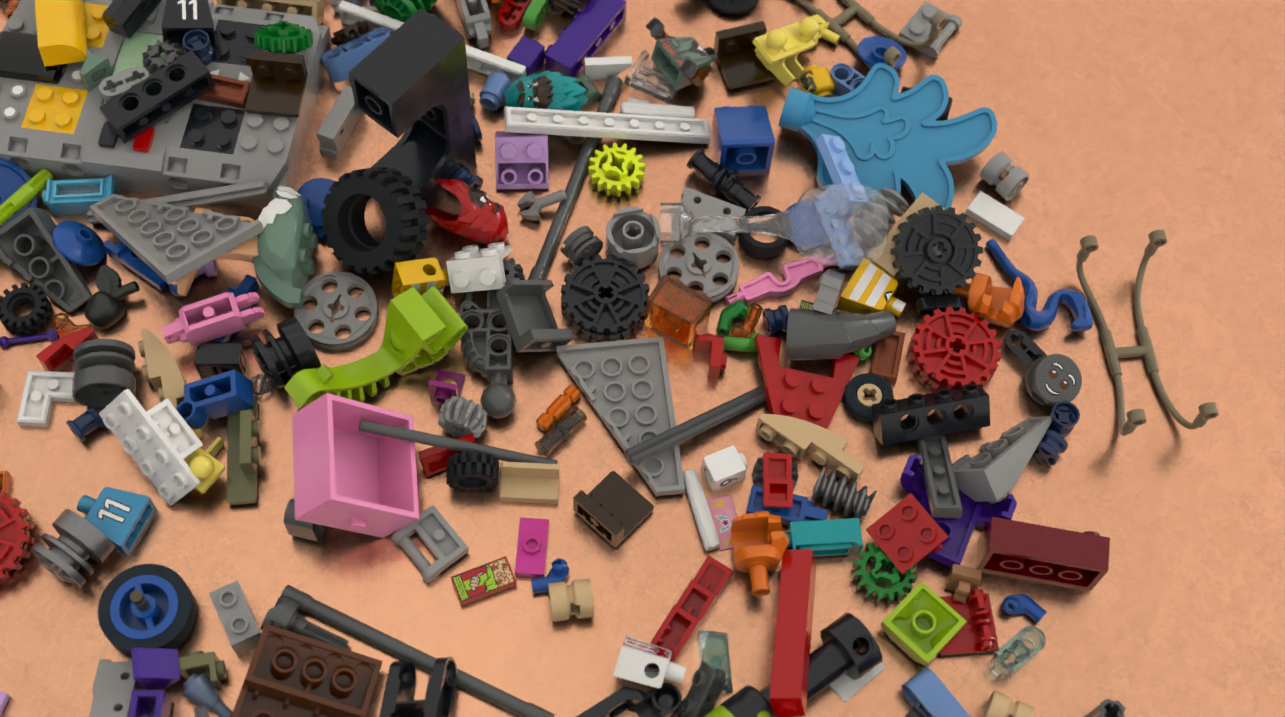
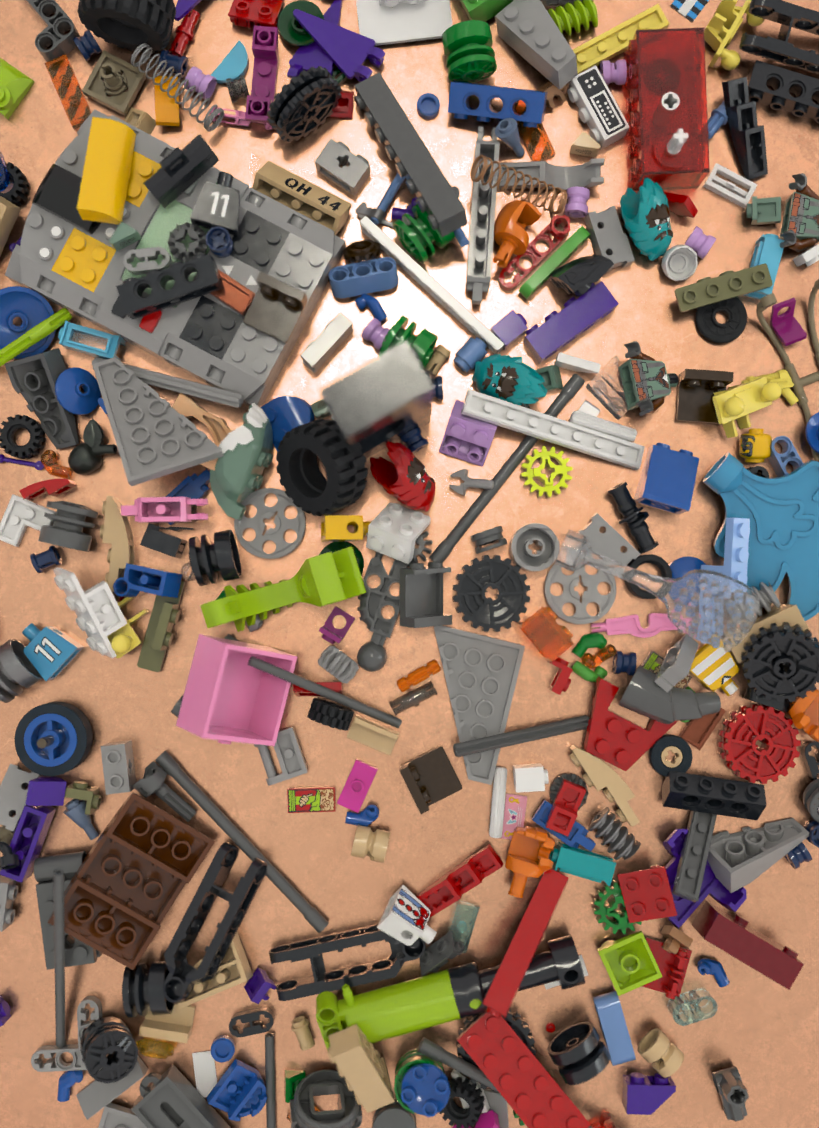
camera: 25 degrees right, 25 degrees up
(283, 38) = (294, 263): green gear -> none

